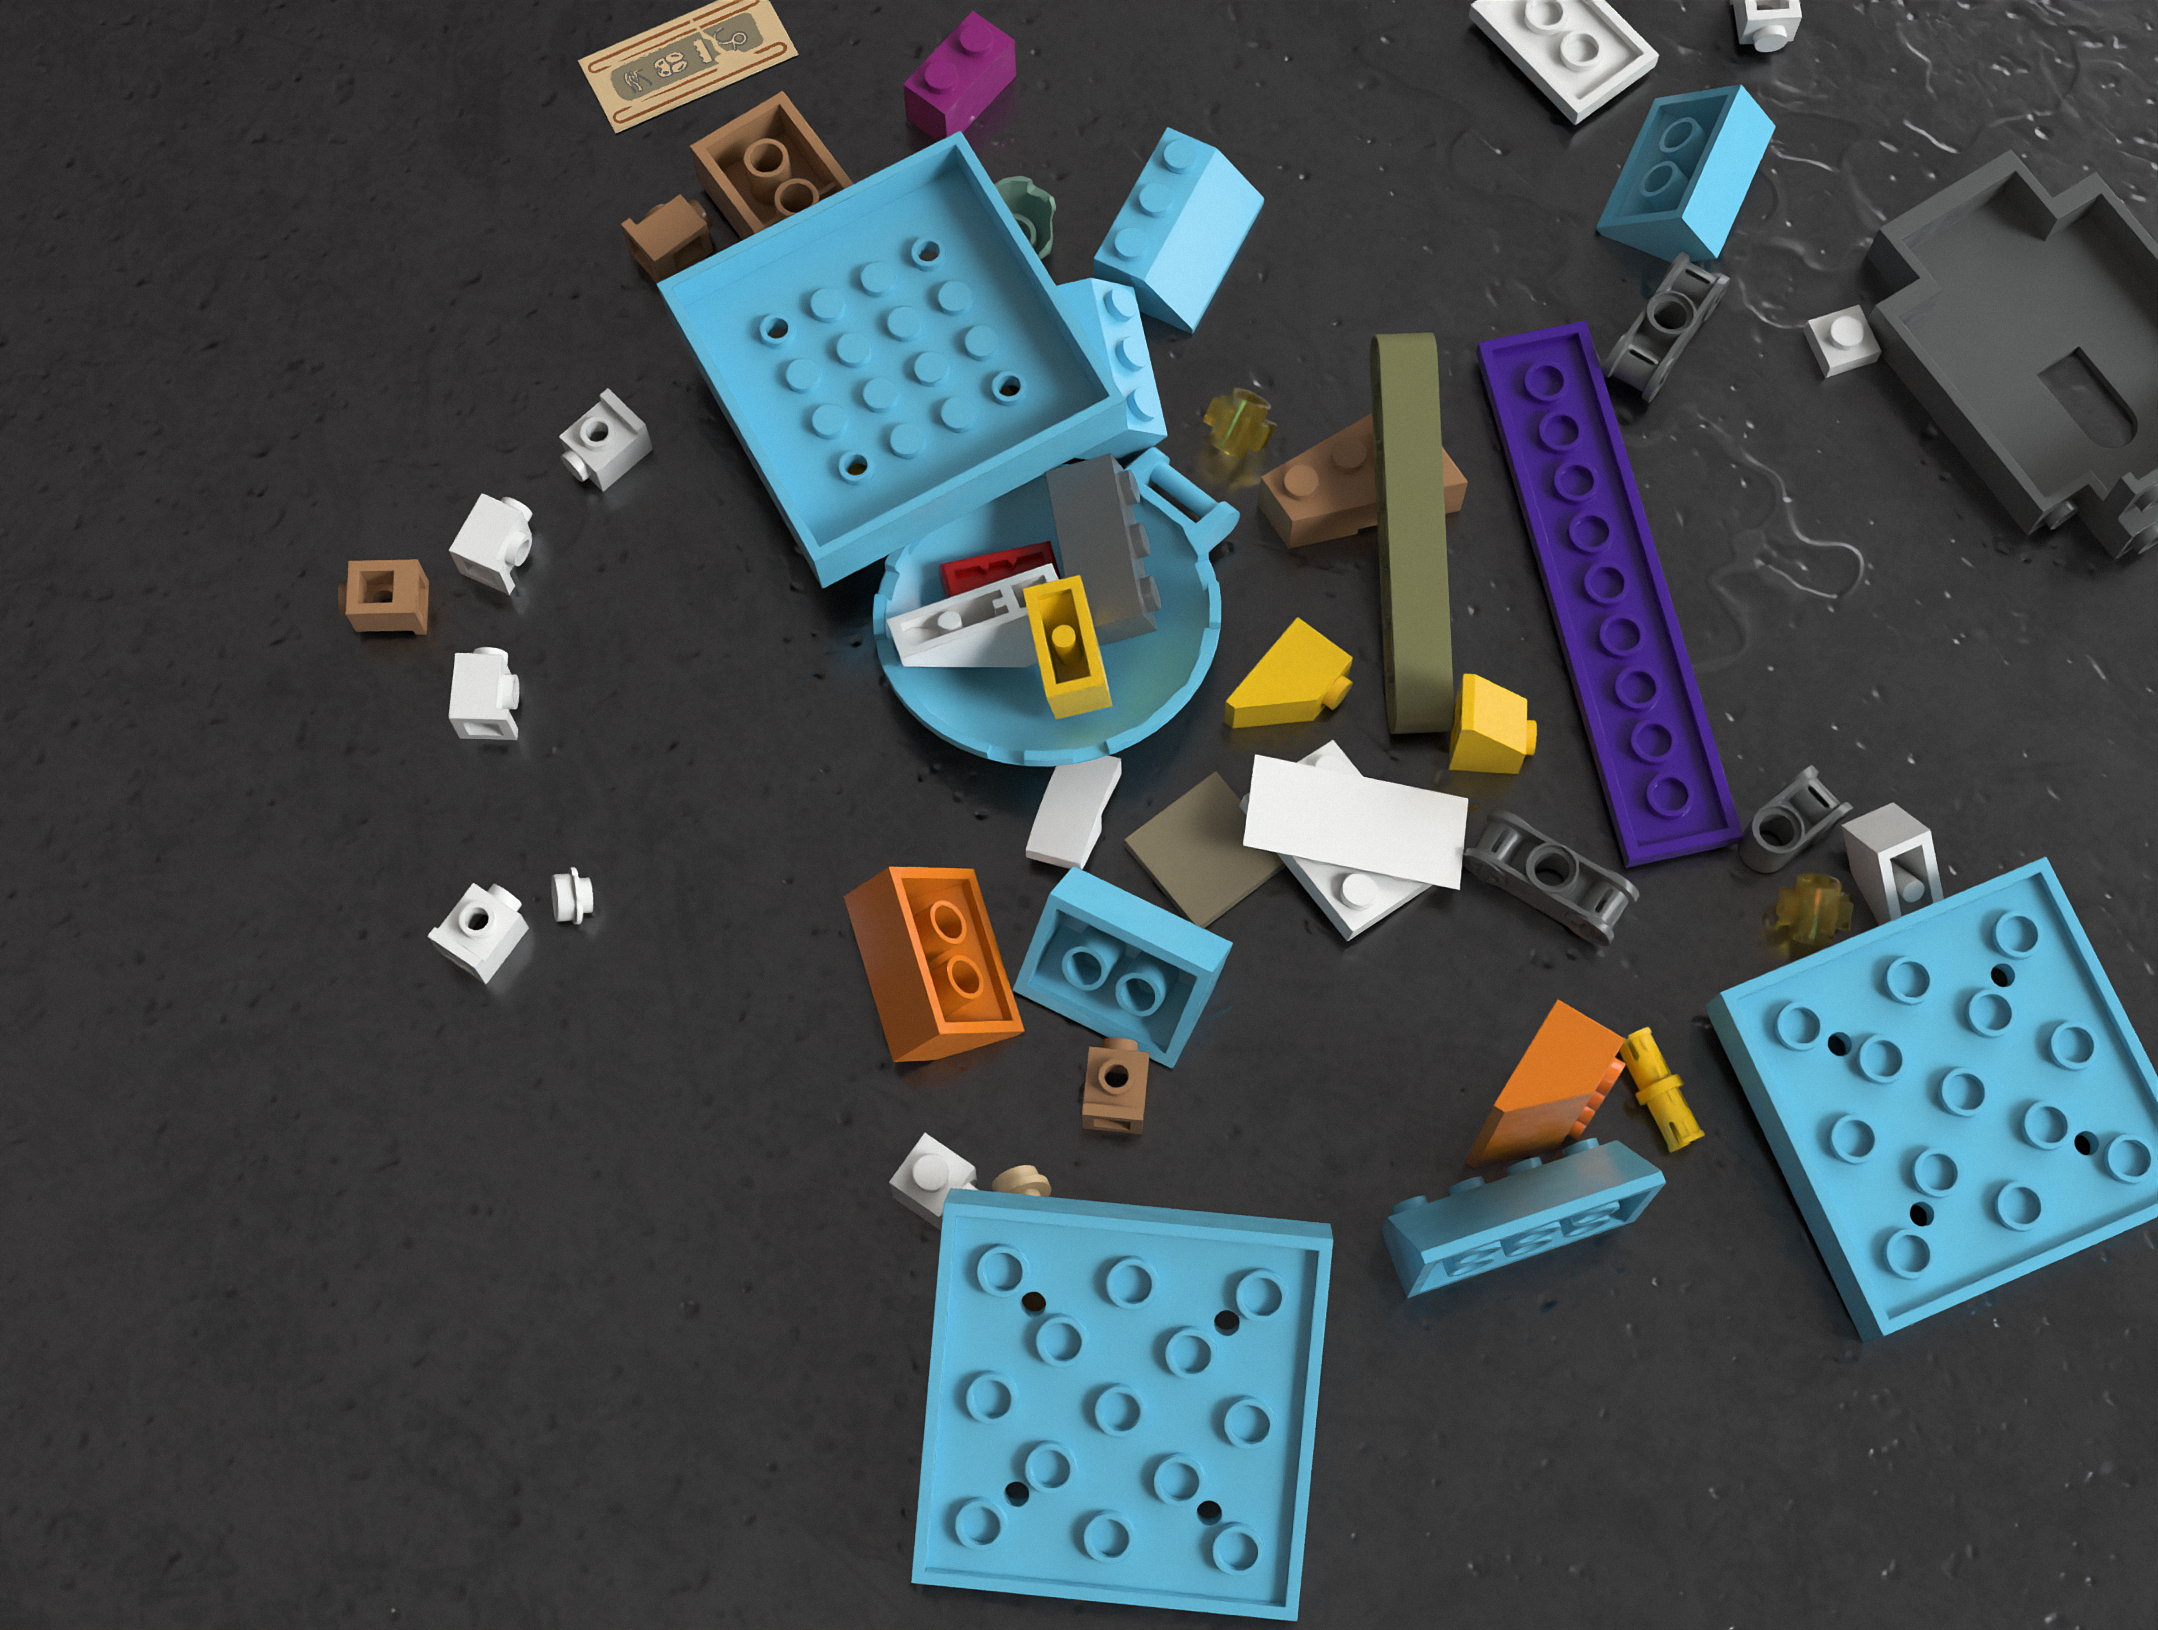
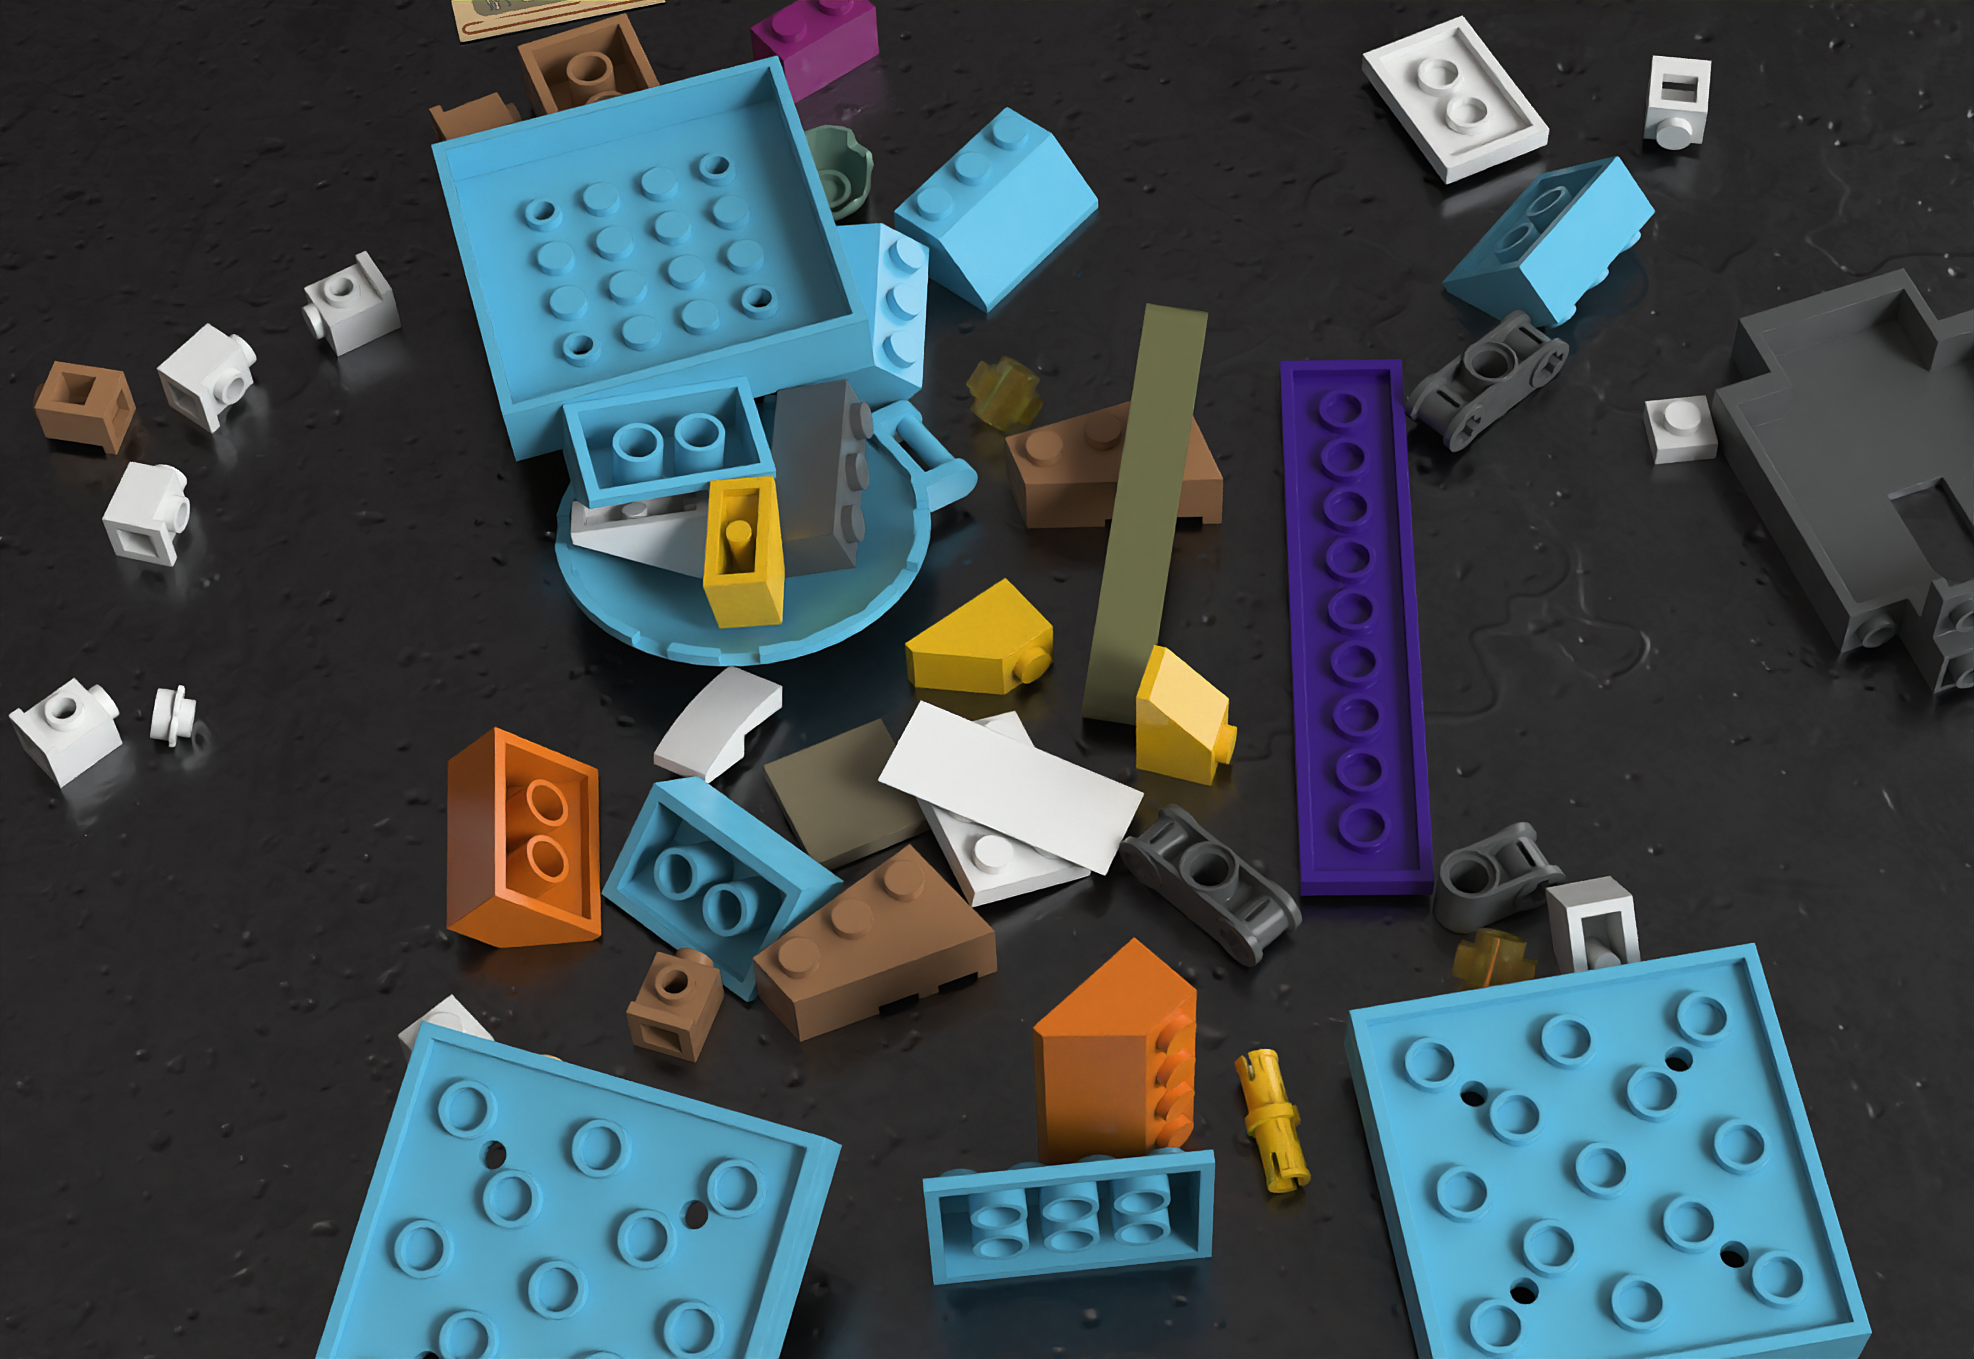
camera: 15 degrees right, 15 degrees down
(965, 556) = (663, 442): none -> medium azure slope
(1278, 998) = (871, 946): none -> medium nougat wedge

